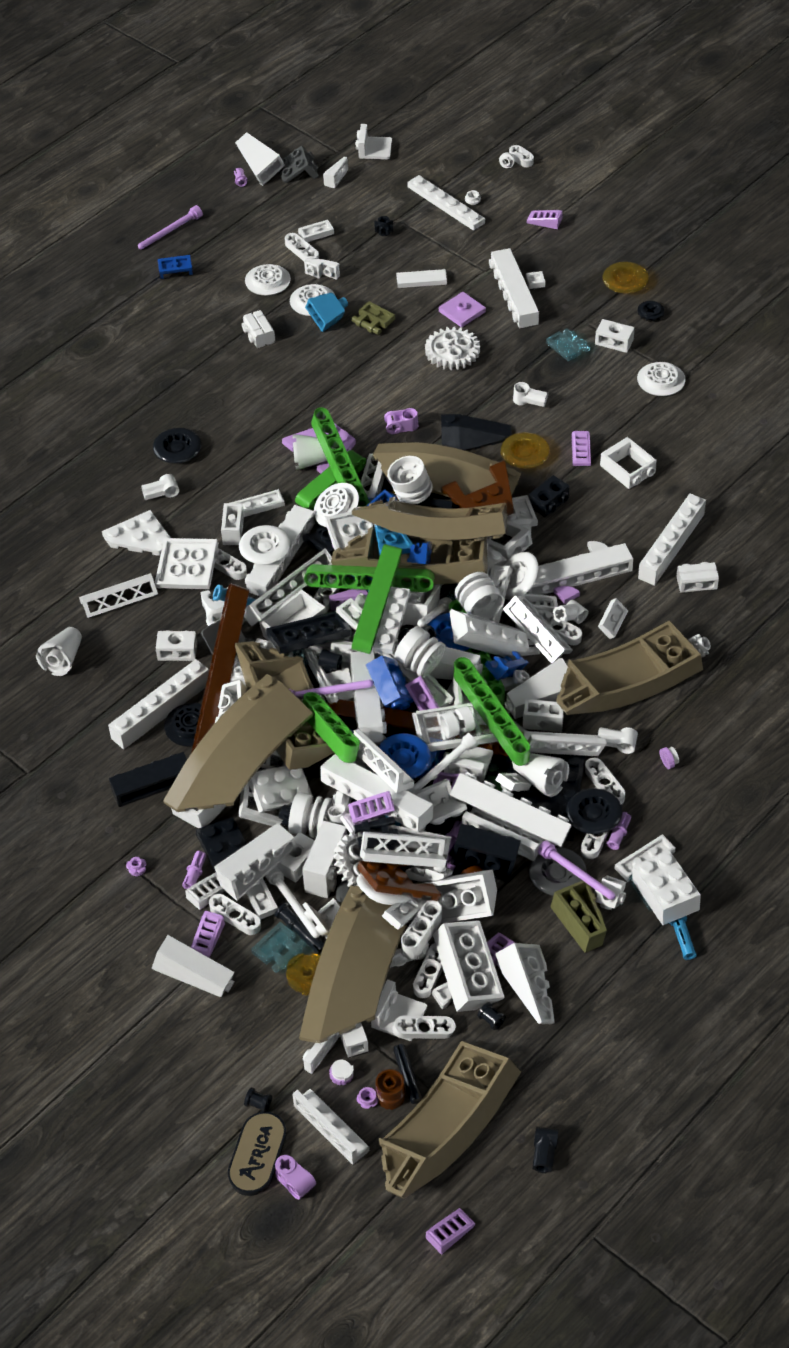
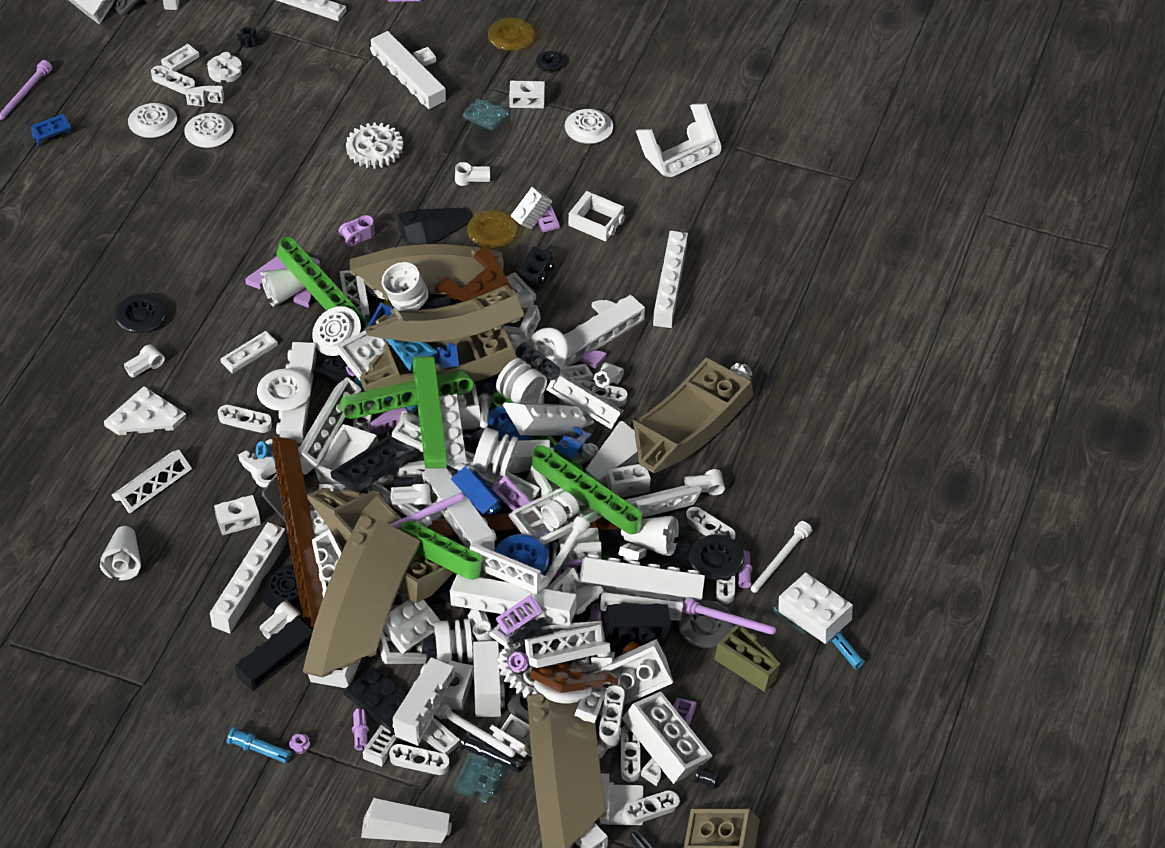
camera: 25 degrees left, 0 degrees up
(92, 851) = (250, 742): none -> dark azure pin
(174, 745) = (283, 614): none -> white piece
(186, 563) = (209, 430): white plate -> none
(212, 922) = (402, 773): lavender slope -> none
(232, 523) = (238, 377): white brick -> none
(241, 179) = (75, 22): lavender pin -> none
(258, 329) = (168, 173): white brick -> none
(295, 972) = (515, 804): clear yellow plate -> none
(308, 495) = (304, 323): bright green beam -> none
(326, 310) = (230, 137): dark azure torso -> none
(334, 670) = (411, 494): none -> white piece
(345, 246) = (217, 67): none -> white plate
(351, 850) = (513, 661): none -> lavender plate
(375, 314) = (280, 129): olive plate -> none
(421, 278) = (309, 82): white tile -> none
(462, 309) = (364, 103): lavender plate -> none
(496, 578) = (534, 354): none -> black beam
(524, 970) = (716, 723): white wedge -> none
(567, 439) = (531, 208): none -> white brick
(612, 618) = (649, 370): white plate -> none
(617, 887) = (768, 619): white brick -> none
(654, 848) = (781, 581): white tile -> none
(669, 757) = (760, 486): lavender piece -> none
(691, 811) = (801, 531): none -> white piece
(697, 577) = (709, 309): white brick -> none
(760, 424) = (700, 147): none -> white windscreen

